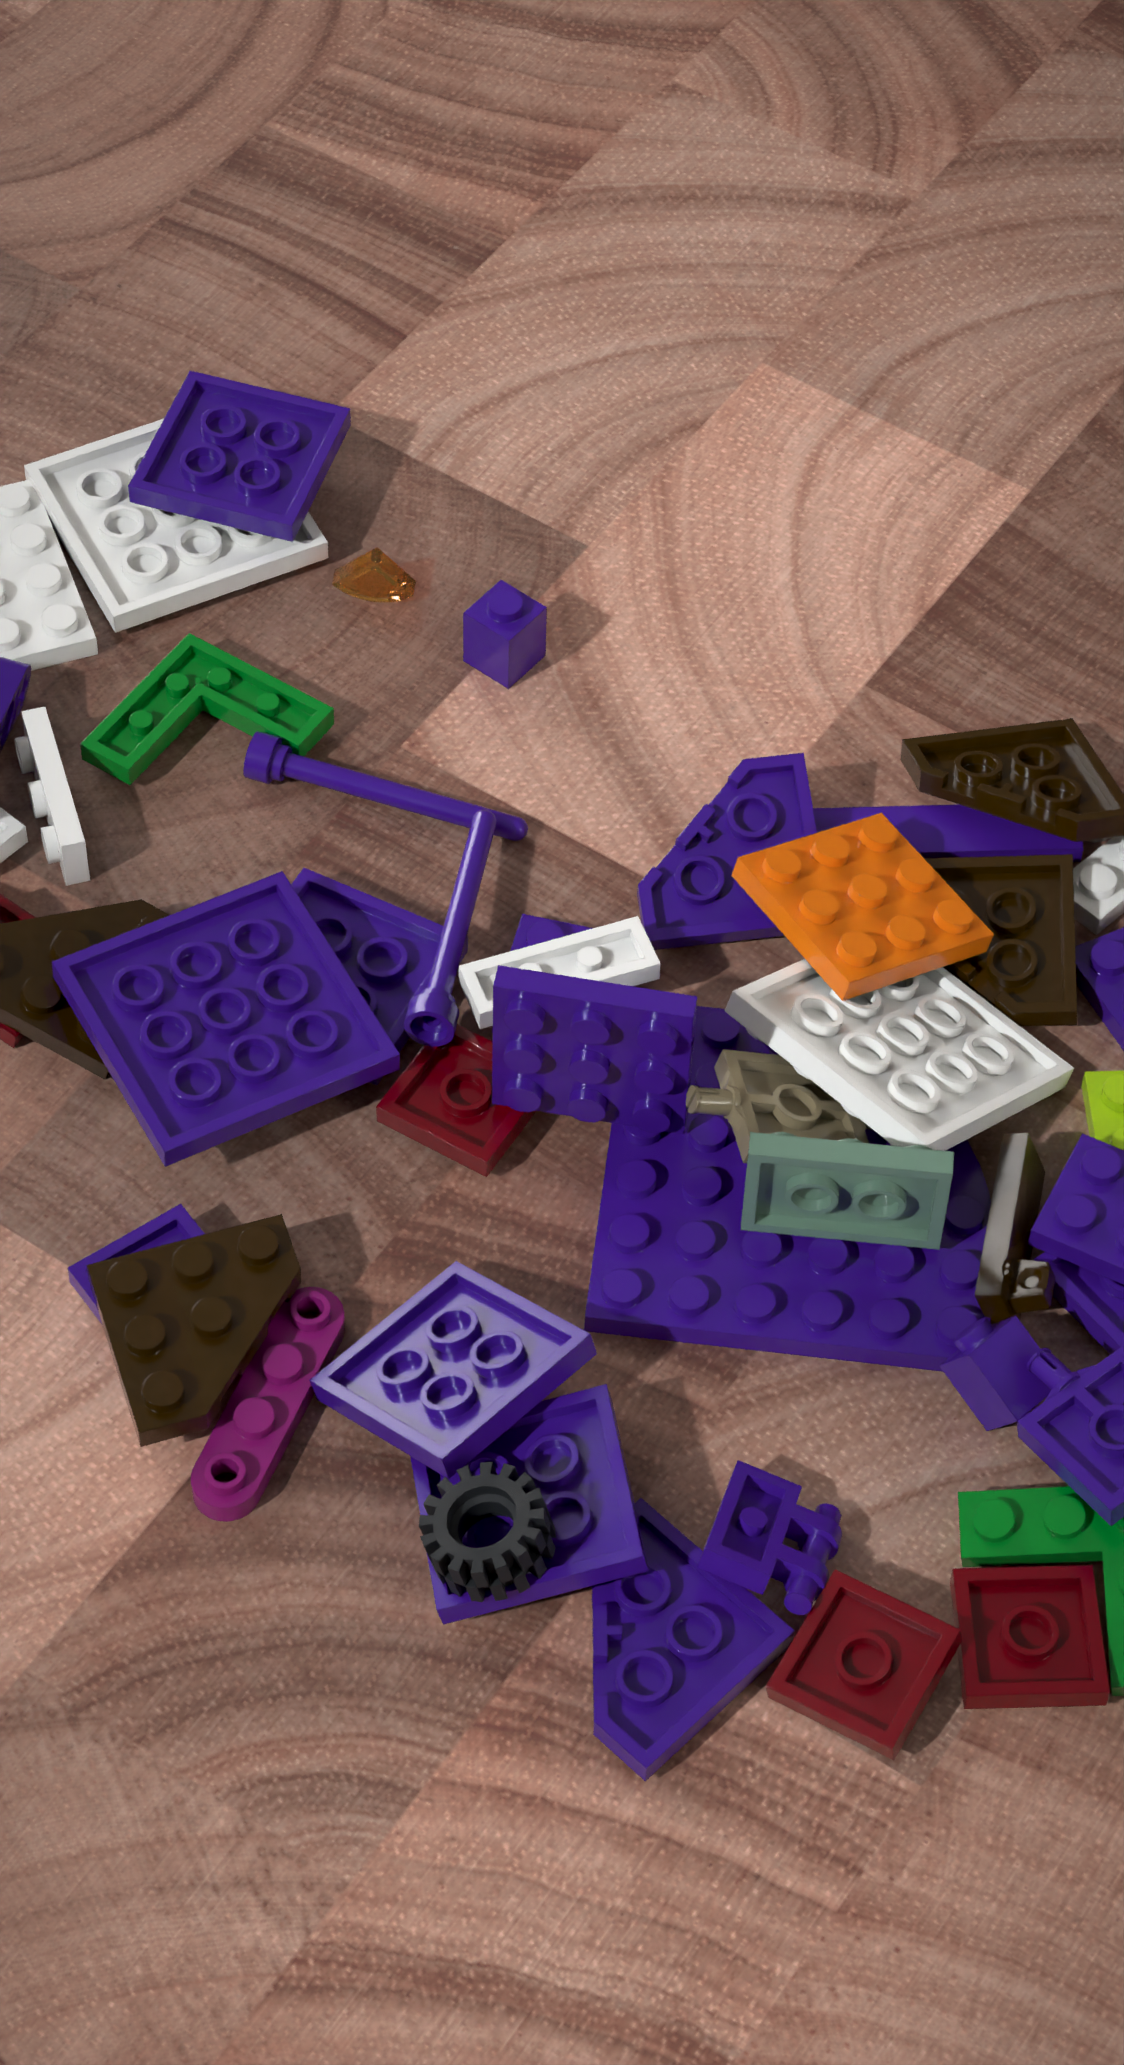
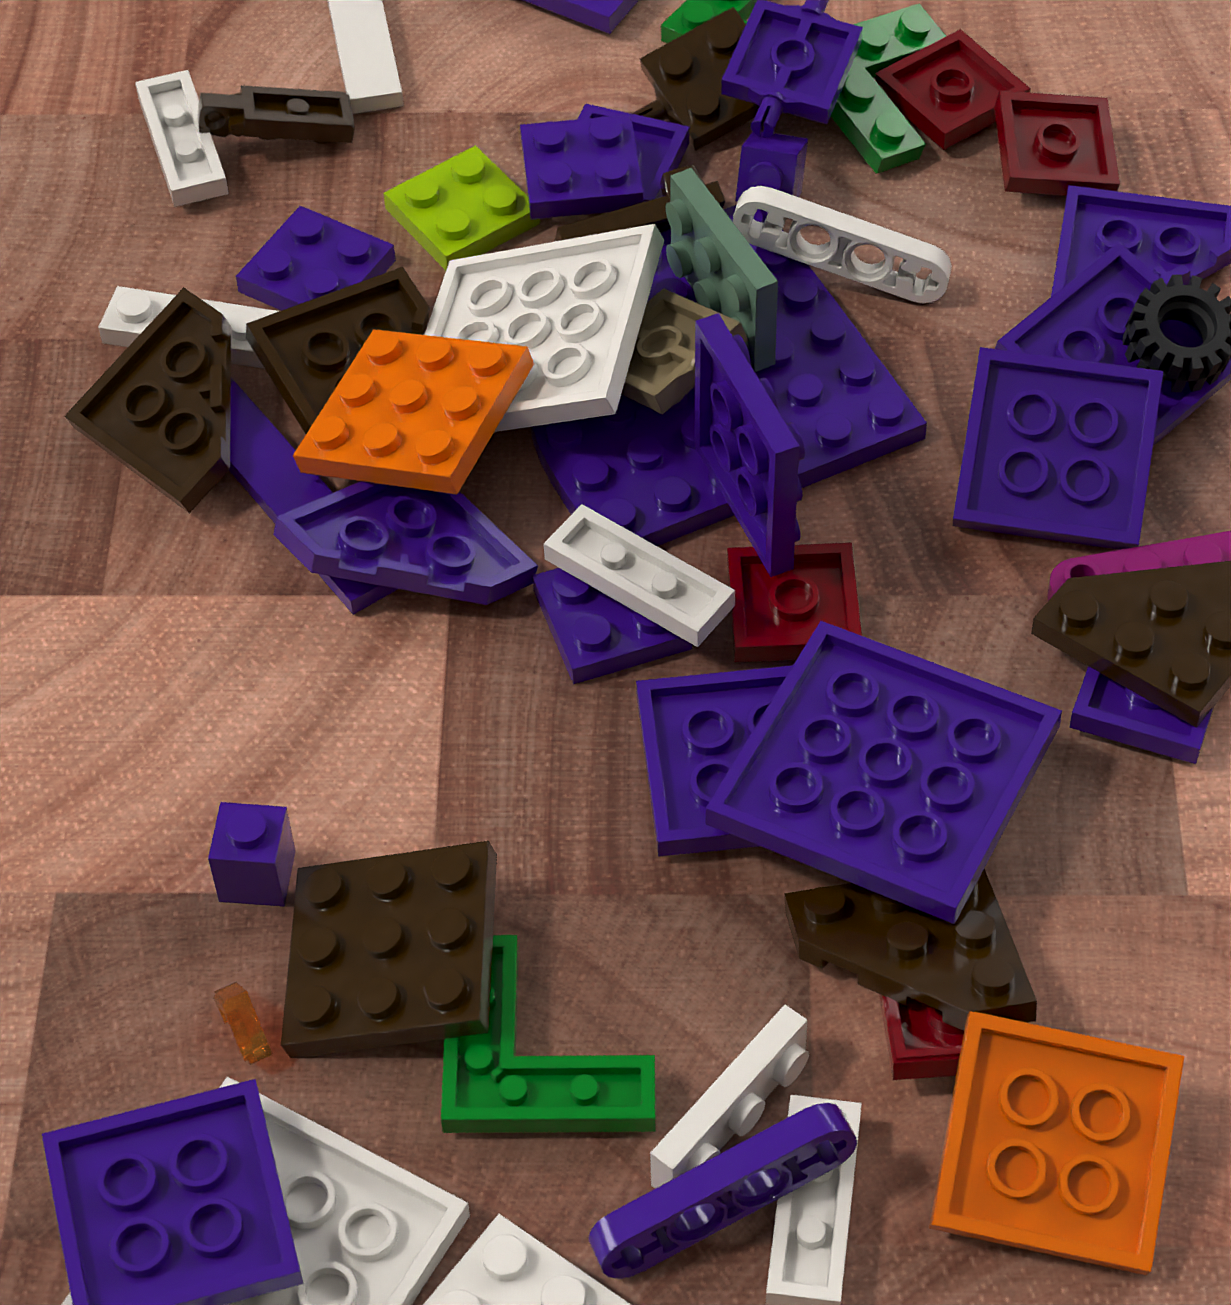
camera: 120 degrees left, 0 degrees up
(271, 760) = (541, 960): dark purple piece -> none
(352, 673) = (391, 950): none -> dark brown plate
(433, 1012) = (749, 636): dark purple piece -> none
(750, 1532) = (1015, 226): dark purple plate -> none
(844, 1361) = (845, 235): none -> white beam

